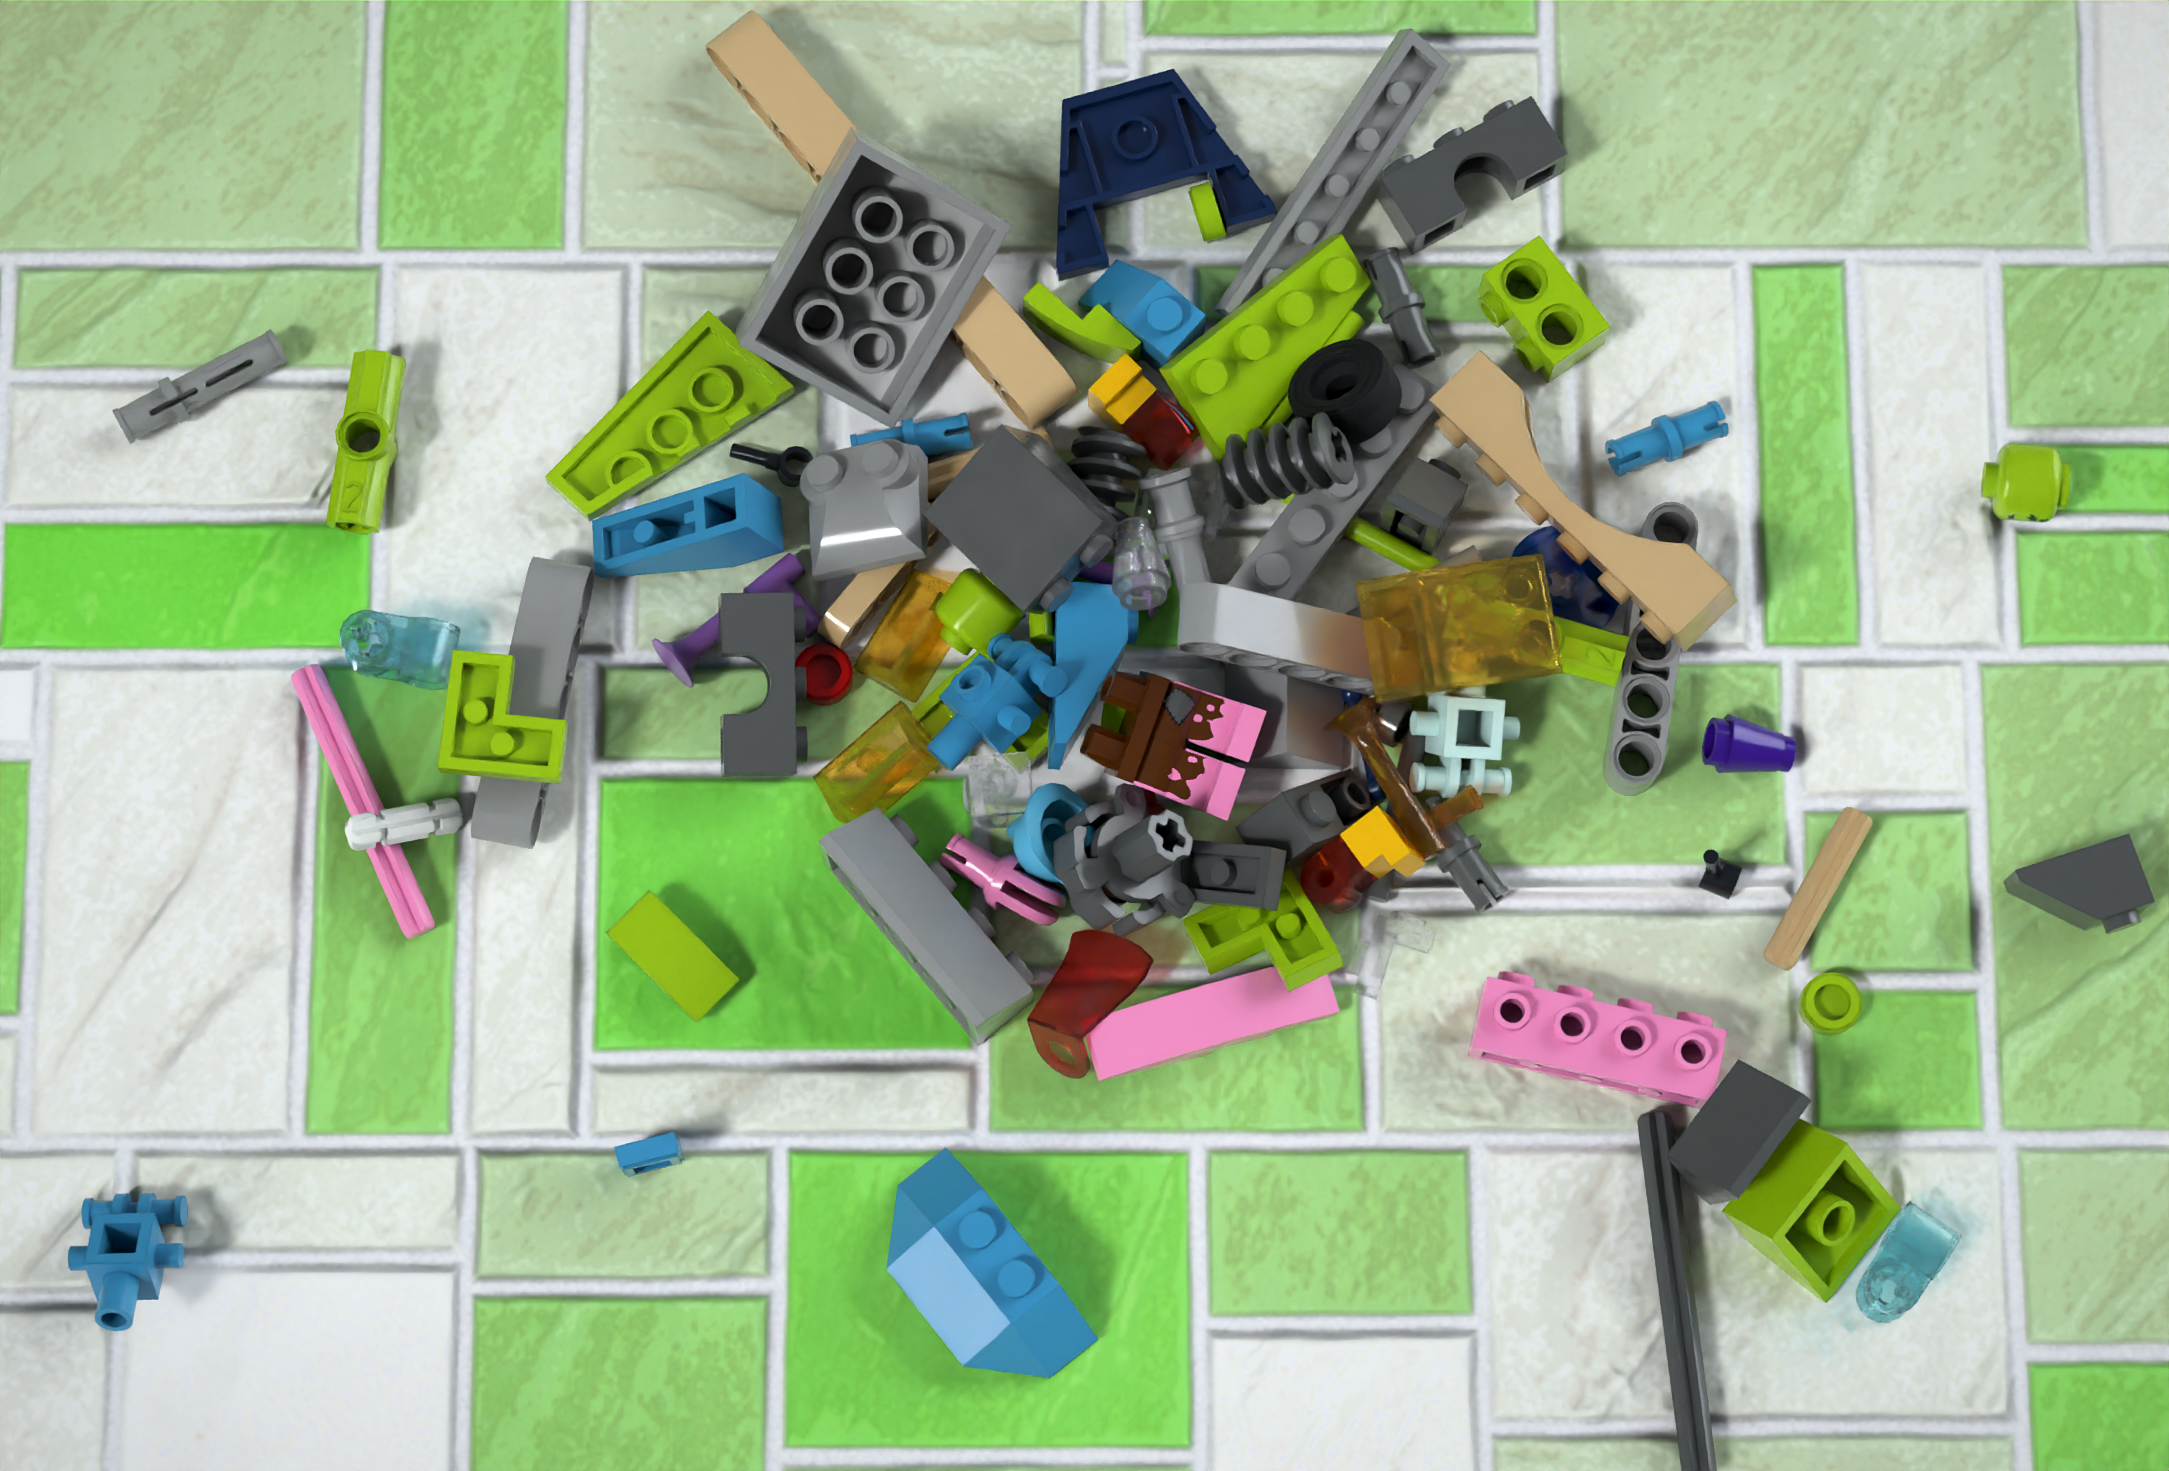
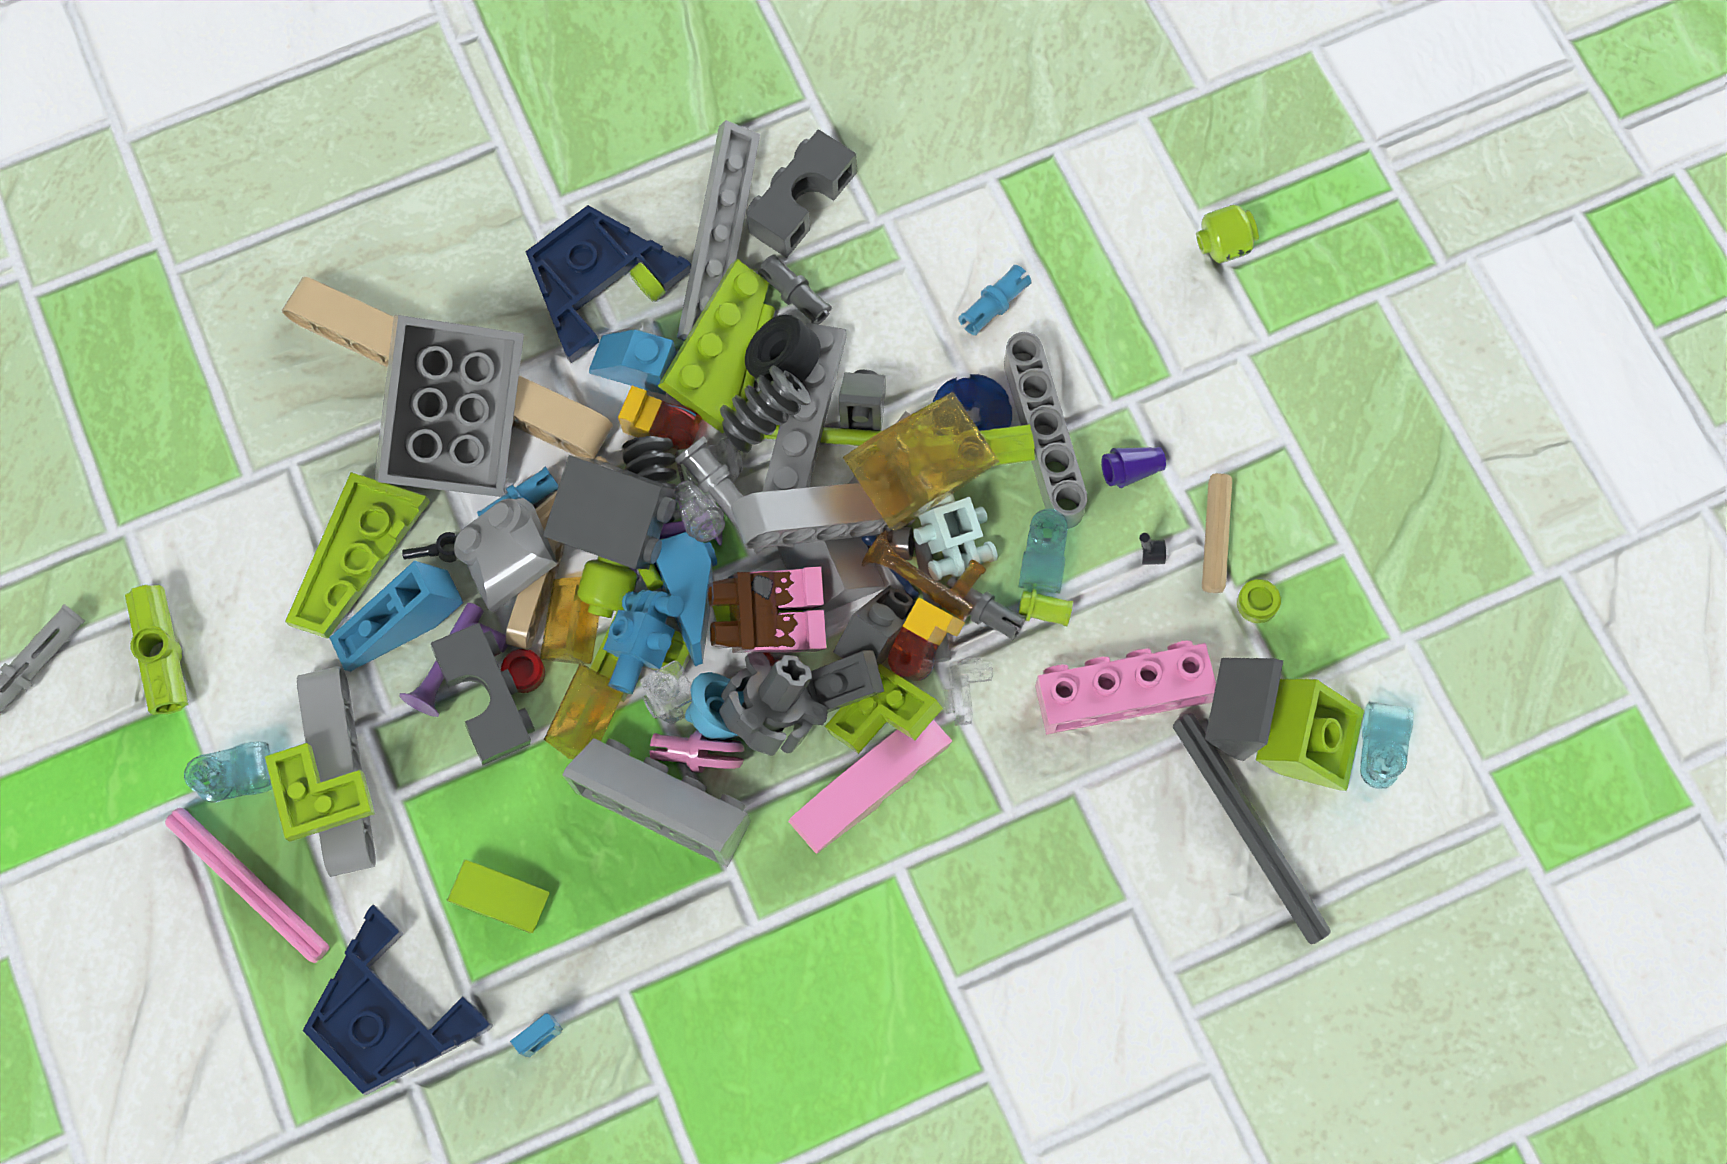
camera: 20 degrees left, 5 degrees down
(403, 824) = (279, 887): white axle -> none
(446, 1052) = (370, 1028): none -> dark blue wing
(979, 1276) = (793, 1019): dark azure wedge -> none
(1086, 988) = (781, 797): clear red piece -> none
(1095, 335) = (608, 385): lime slope -> none
(1540, 889) = (1045, 608): none -> lime pin
(1556, 303) = (889, 247): lime brick -> none
(1569, 823) = (1044, 557): none -> clear light blue piece
(1664, 579) = (1036, 379): tan arch -> none
(2088, 886) = (1382, 458): dark grey slope -> none

